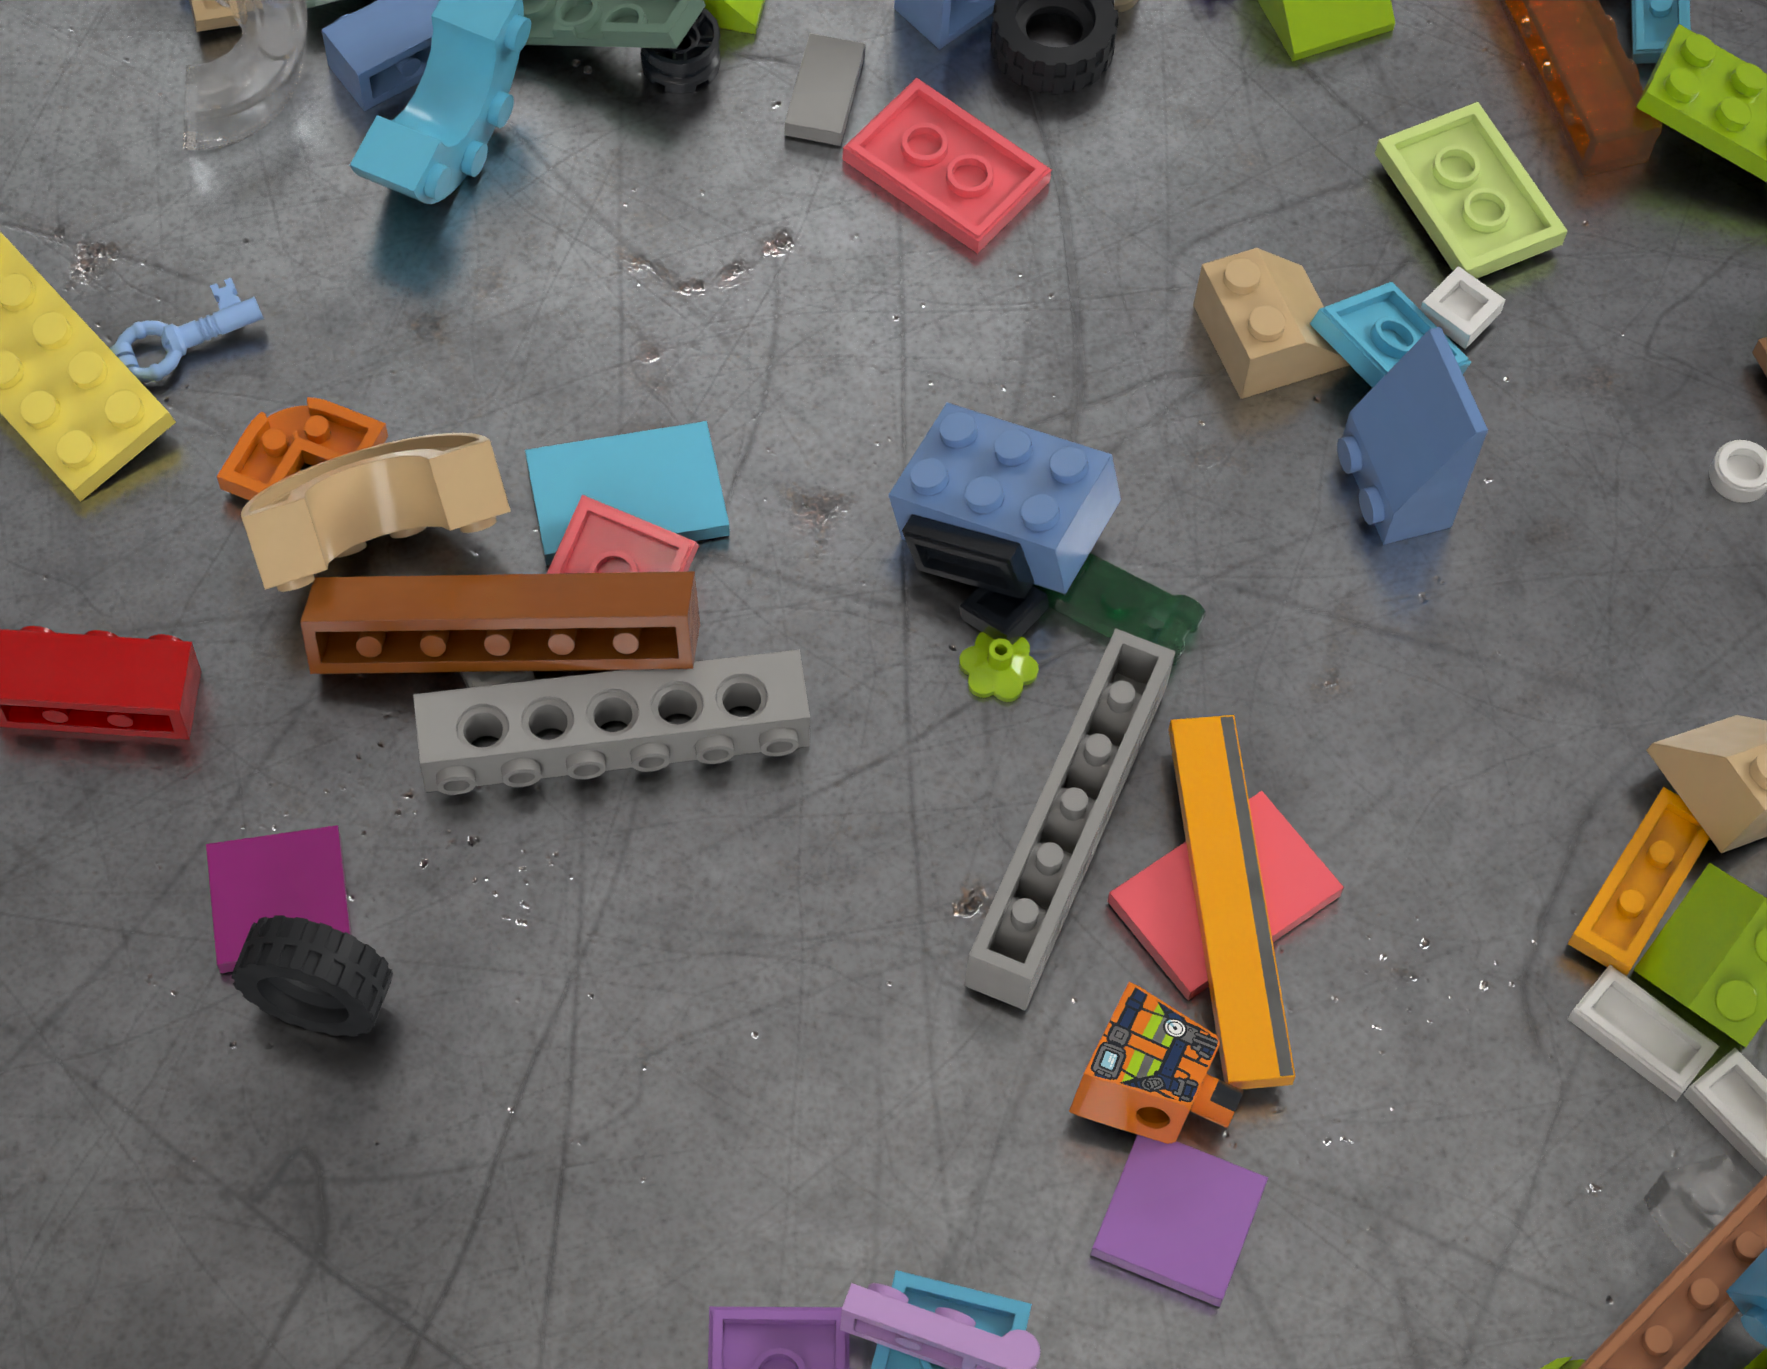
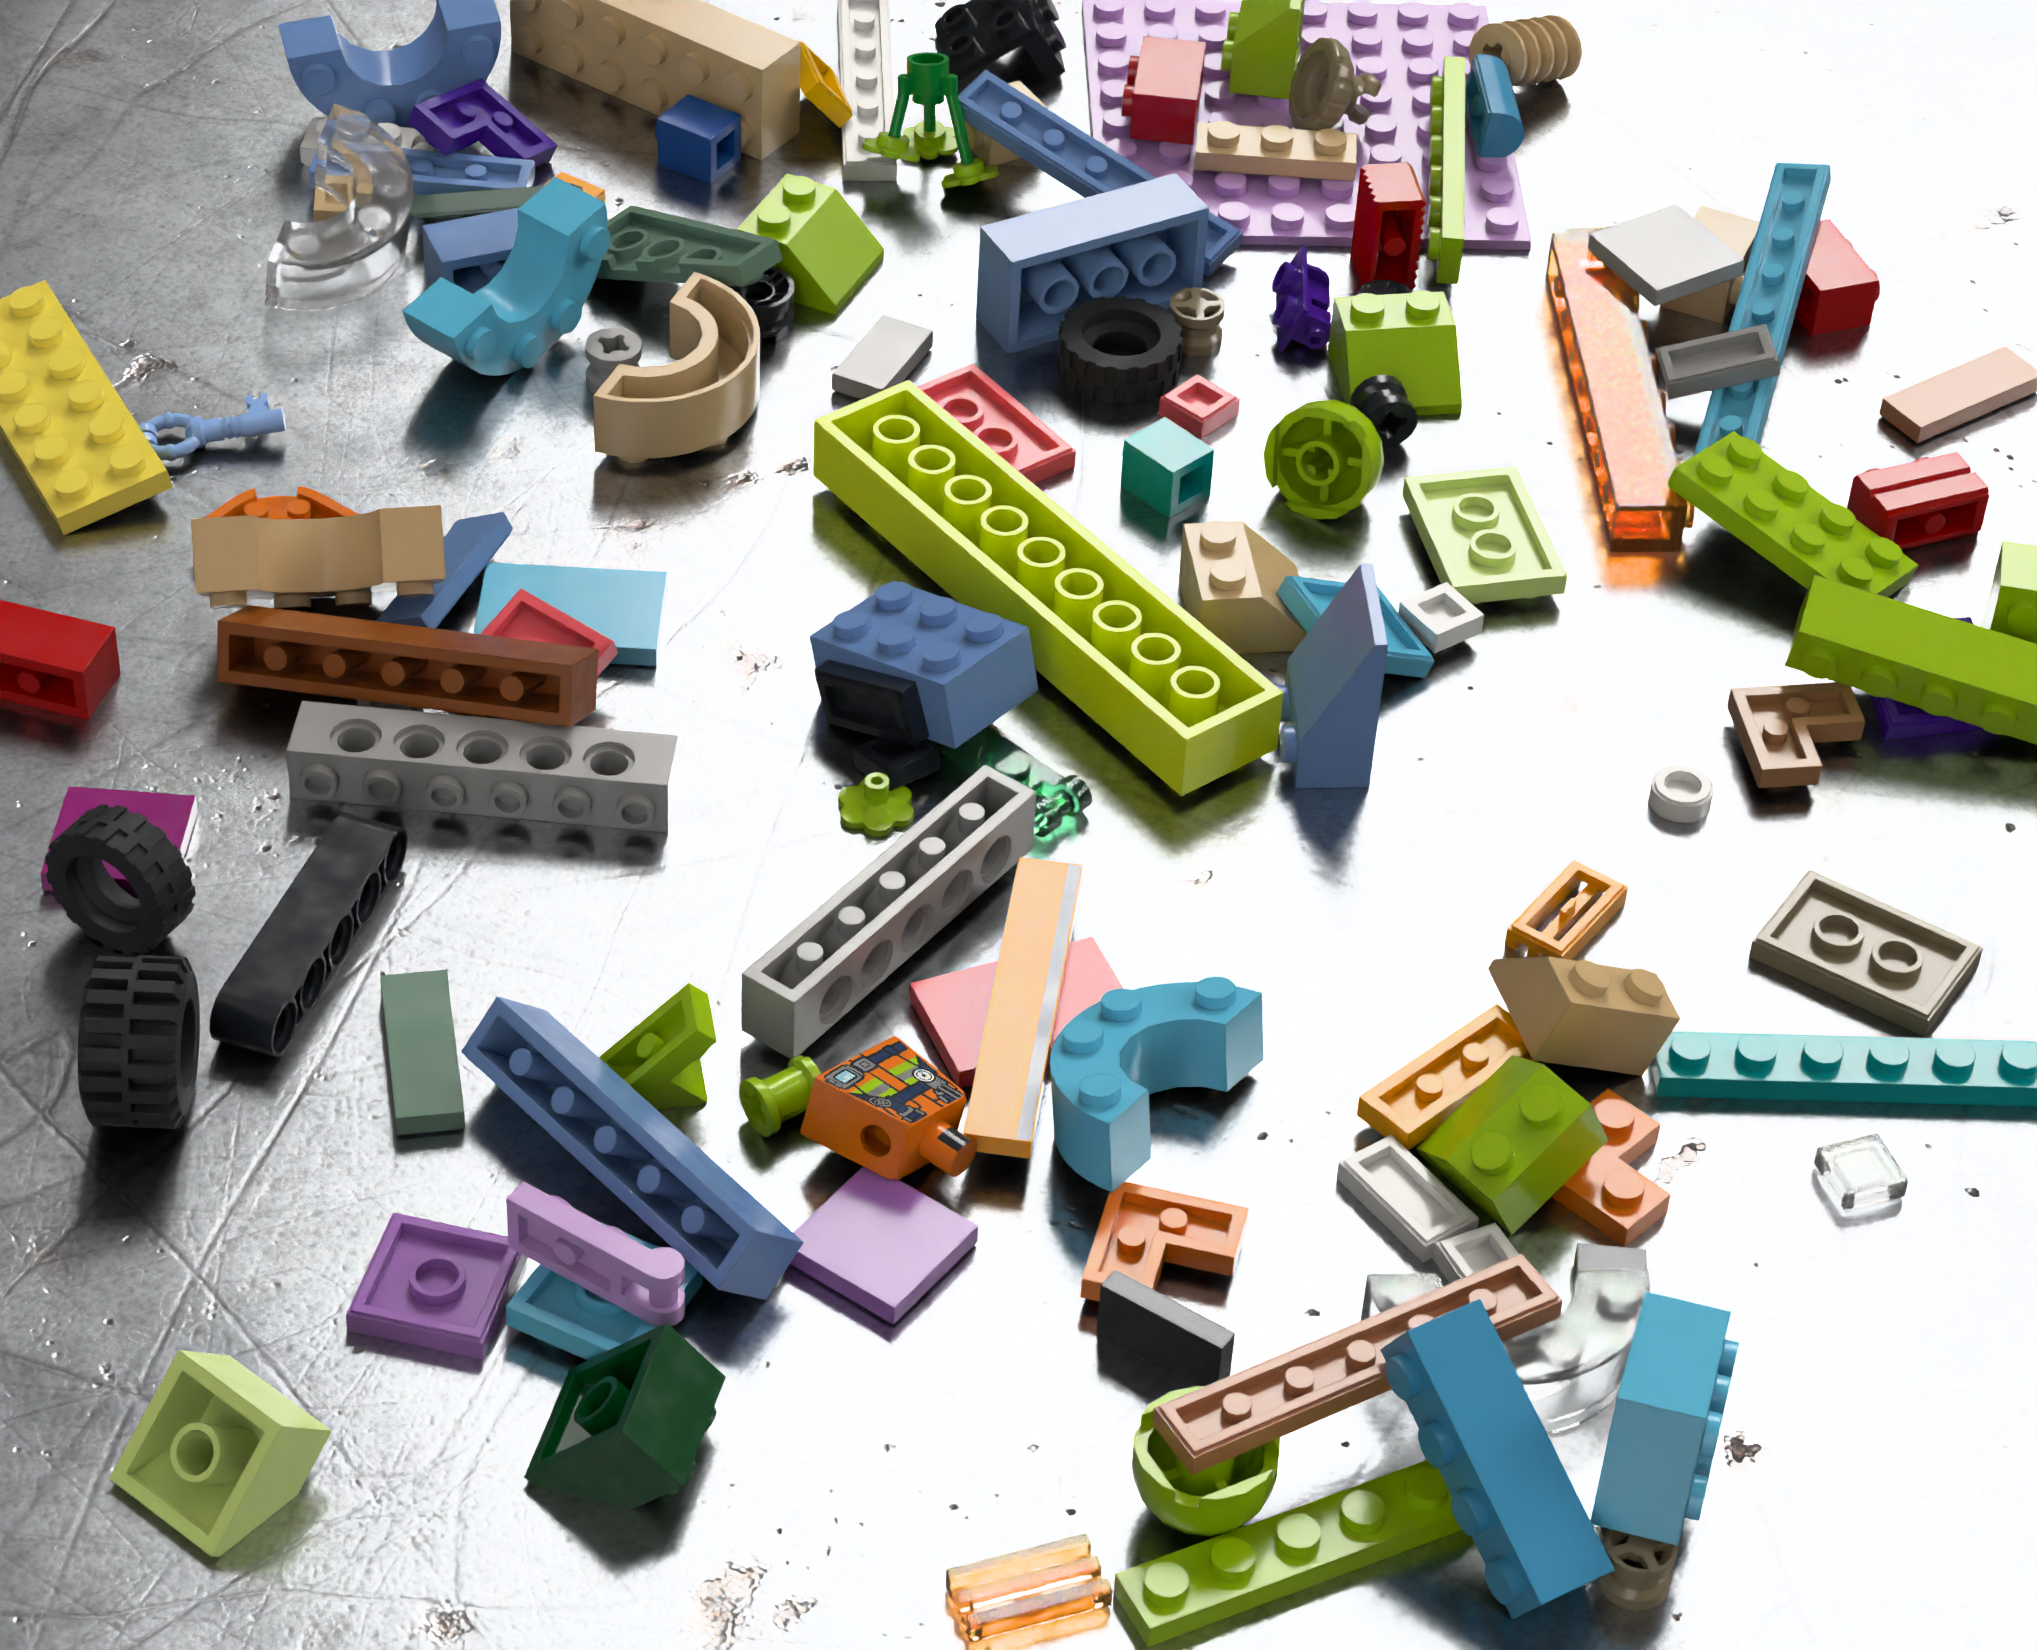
camera: 15 degrees right, 20 degrees down
(405, 1187) = (138, 1041): none -> black tyre
(508, 425) = (466, 552): none -> medium blue tile
(511, 979) = (308, 935): none -> black beam
(577, 166) = (607, 350): none -> light grey wheel
(667, 1092) = (422, 1052): none -> sand green tile
(671, 197) = (698, 396): none -> tan brick
(905, 1052) = (665, 1051): none -> lime slope
(919, 1180) = (632, 1149): none -> medium blue brick
(1036, 1065) = (778, 1096): none -> lime bush
(1085, 362) = (1013, 552): none -> neon yellow brick
(1147, 81) = (1199, 406): none -> coral tile
(1147, 174) = (1167, 467): none -> teal brick
(1301, 138) = (1324, 458): none -> lime cylinder
(1330, 55) = (1388, 408): none -> black wheel
(1347, 928) = (1140, 1046): none -> medium azure brick
(1428, 1139) = (1157, 1226): none -> plate
(1484, 1266) = (1164, 1331): none -> black tile
(1668, 688) = (1546, 943): none -> light orange tile

